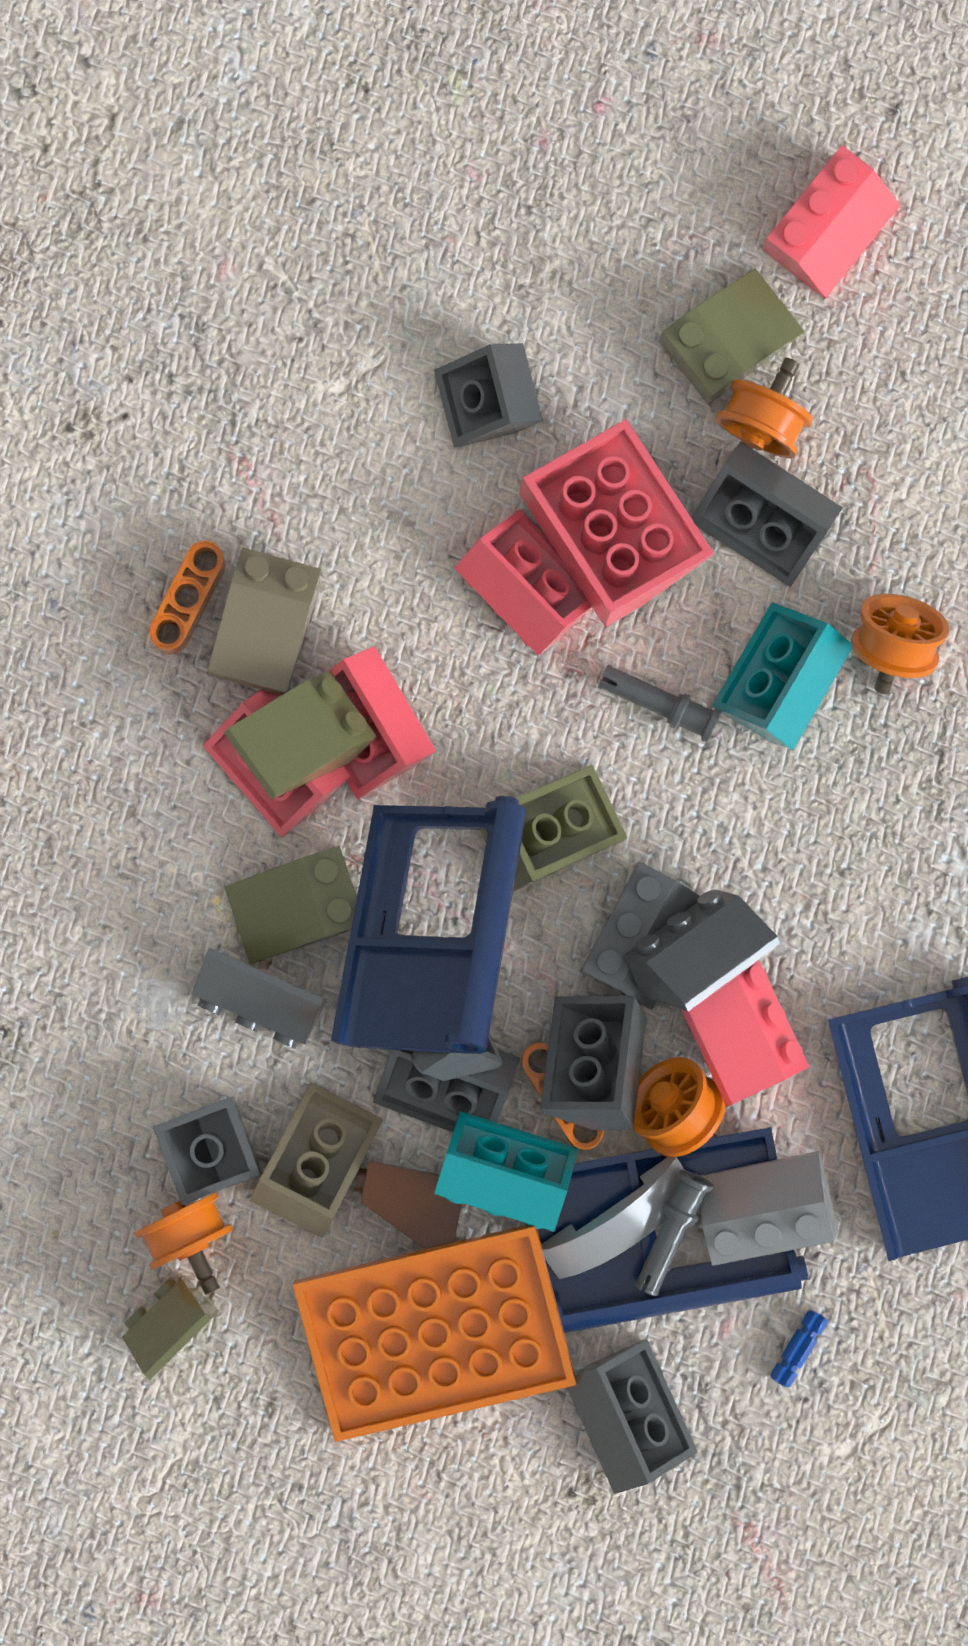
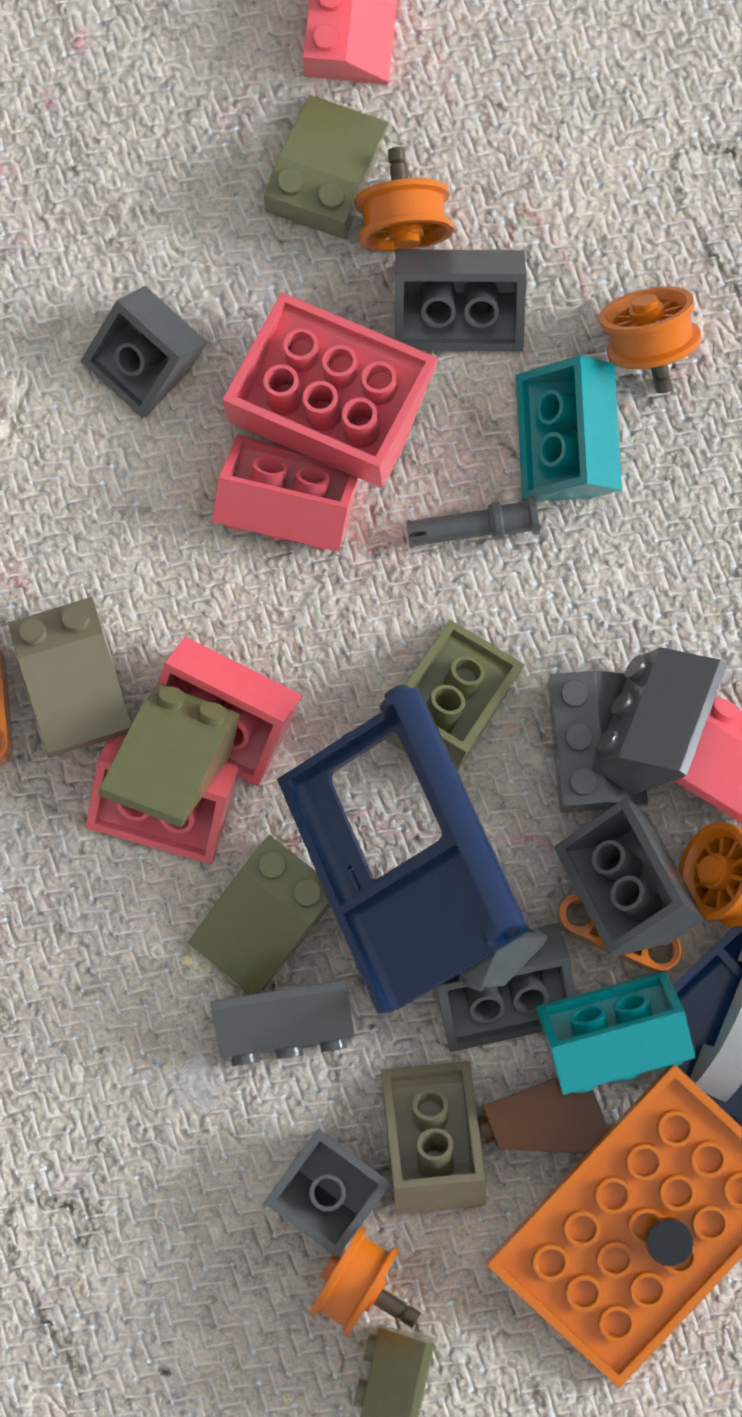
camera: 20 degrees left, 5 degrees down
(443, 1357) = (669, 1241): none -> black tile

